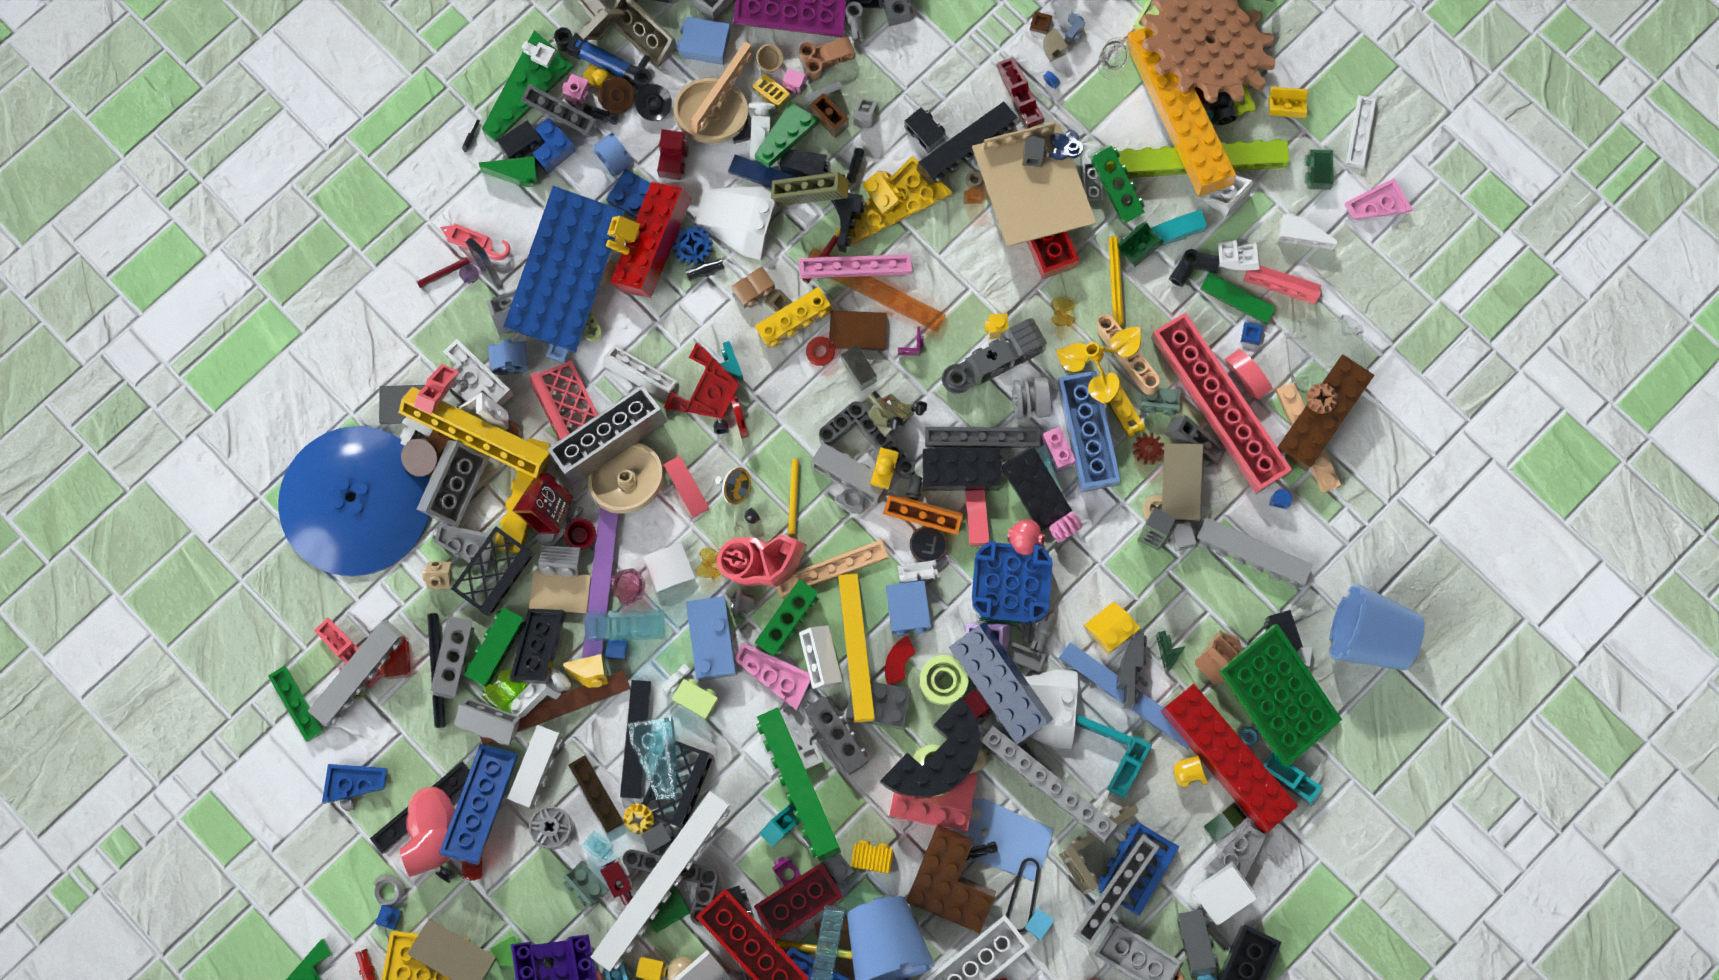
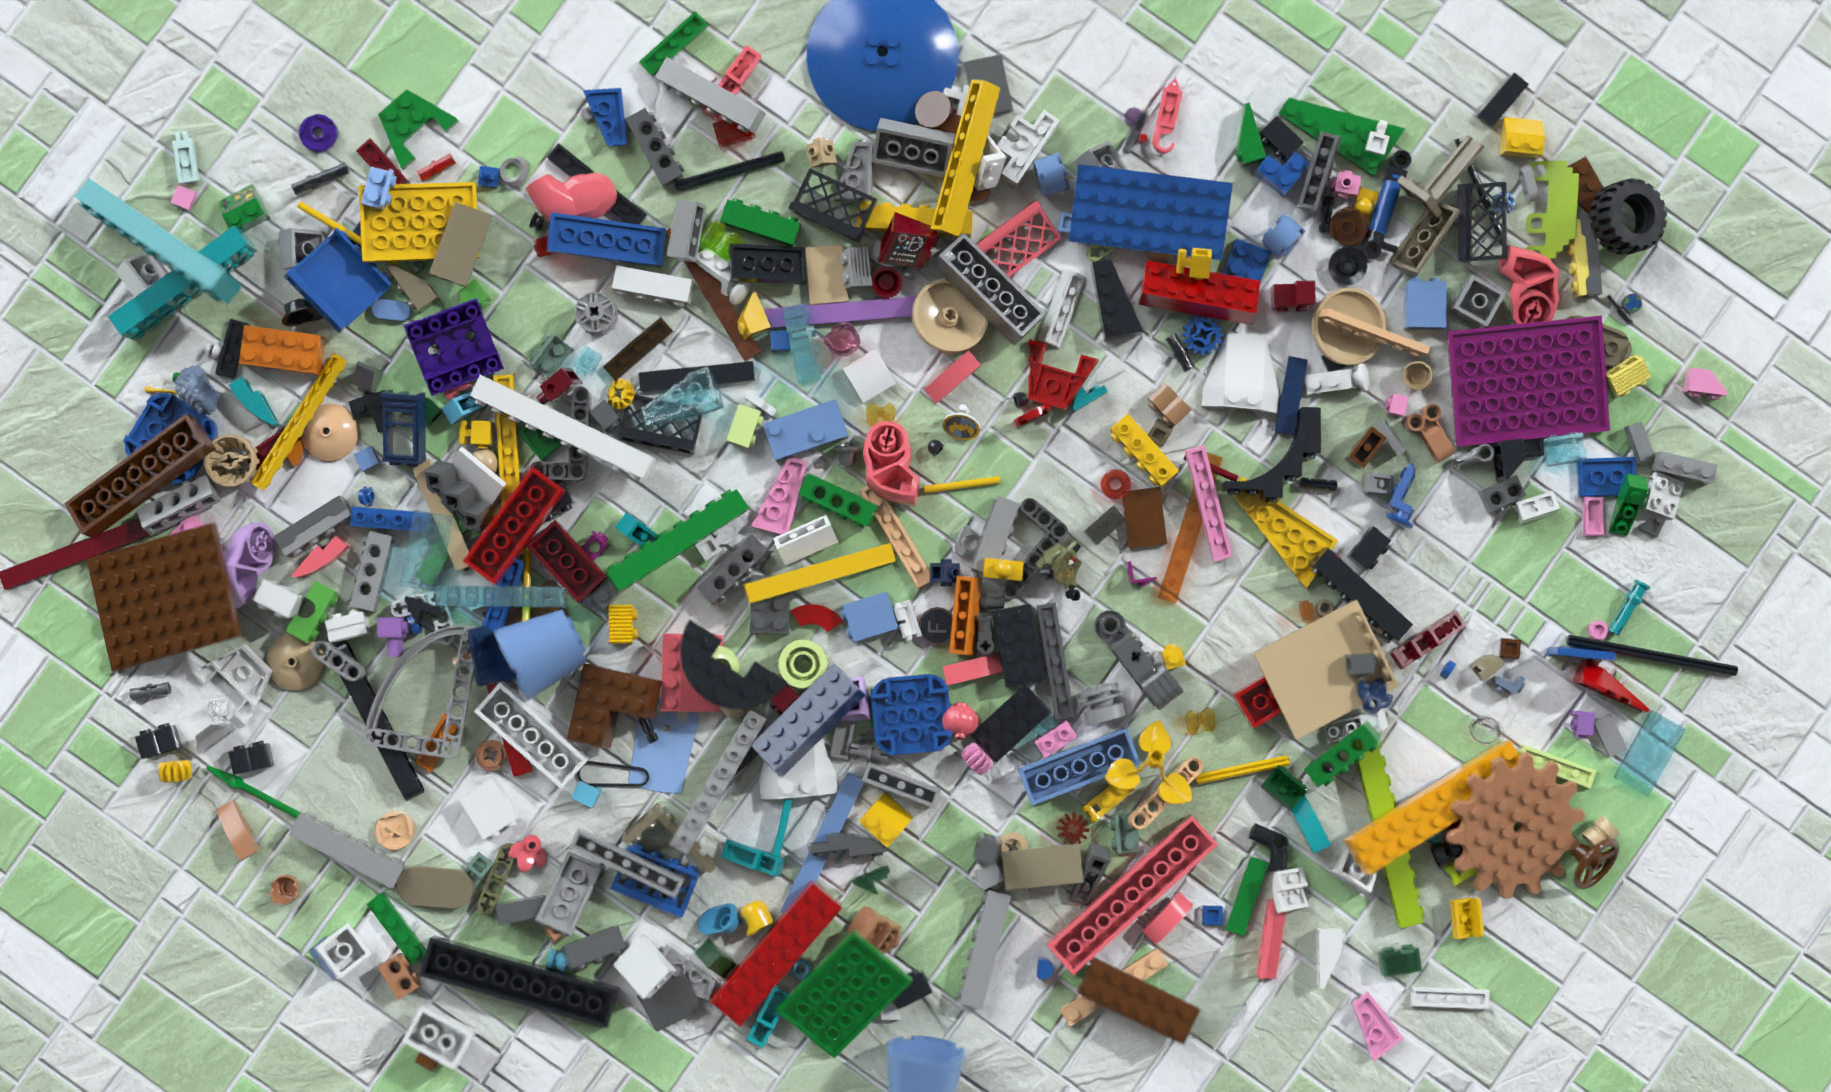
camera: 75 degrees right, 10 degrees up
(427, 735) = (637, 123): none -> dark grey brick
(436, 388) = (1001, 111): coral slope -> none
(440, 686) = (712, 178): light grey brick -> none
(443, 272) = (1129, 90): dark red bar -> none
(470, 137) = (1277, 87): black piece -> none
(644, 322) = (1113, 304): none -> black wedge
(672, 945) = (507, 445): none -> yellow plate
(786, 96) = (1375, 397): yellow slope -> none
(786, 133) = (1340, 409): wing -> none
(810, 189) = (1278, 443): olive brick -> none
(877, 526) = (944, 572): none -> dark blue brick
(883, 191) = (1293, 518): yellow bracket -> none
(893, 93) = (1403, 510): none -> blue piece
(943, 498) = (985, 633): none -> dark grey connector
(1079, 605) = (901, 784): none -> light grey brick
(1187, 810) = (719, 919): none -> dark azure piece
(1264, 874) = (671, 1003): none -> dark grey sticker
(1316, 405) = (1153, 986): nougat gear -> none

